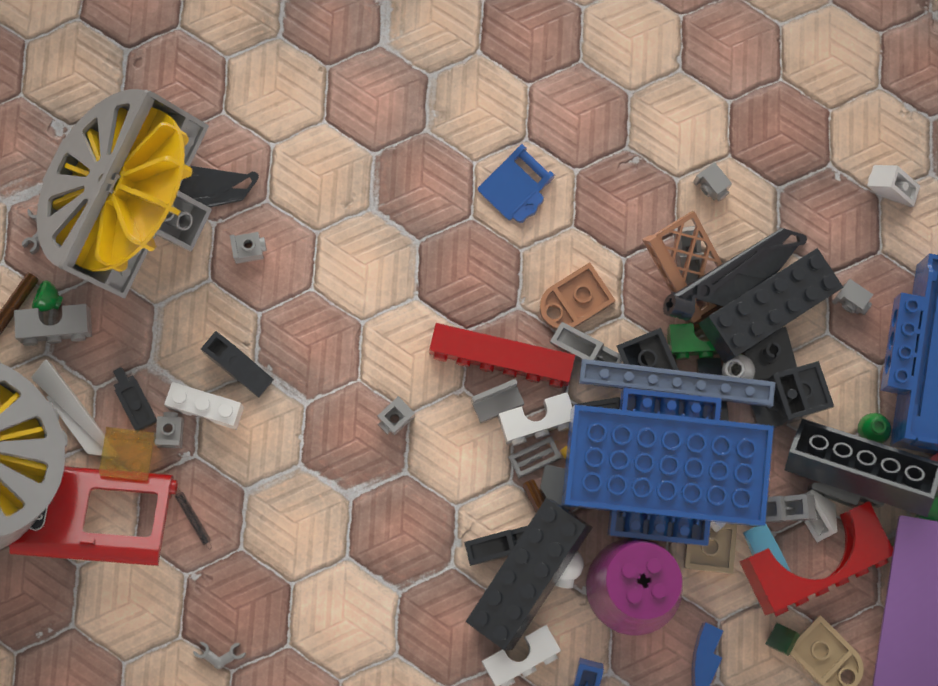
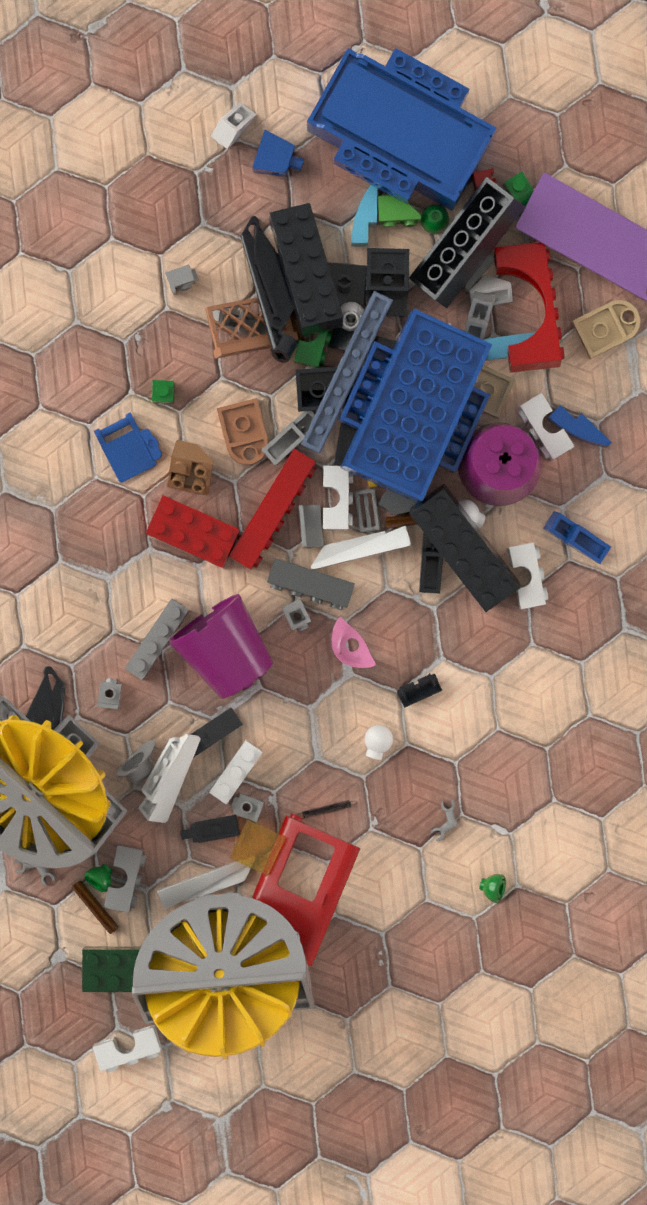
camera: 70 degrees left, 10 degrees up
(174, 334) = (167, 778): none -> white wedge
(180, 301) = (139, 764): none -> light grey piece
(285, 550) = (378, 740): none -> white piece
(305, 271) = (156, 639): none -> light grey arch
(333, 347) = (224, 647): none -> magenta cone
(360, 583) = (414, 693): none -> black hinge
(389, 471) = (361, 657): none -> bright pink piece
(435, 421) = (310, 583): none -> dark grey brick
(449, 277) = (193, 531): none -> red brick
(492, 464) = (361, 547): none -> white wedge
(516, 253) = (190, 468): none -> medium nougat slope
(588, 201) = (163, 392): none -> green brick
(677, 639) = (552, 443): none -> white arch
(782, 639) = (581, 358): dark green tile -> none
(848, 352) = (365, 217): none -> medium azure slope
(854, 298) = (320, 196): light grey brick -> none
(866, 383) = (393, 212): none -> bright green slope
(877, 238) = (276, 156): none -> blue torso

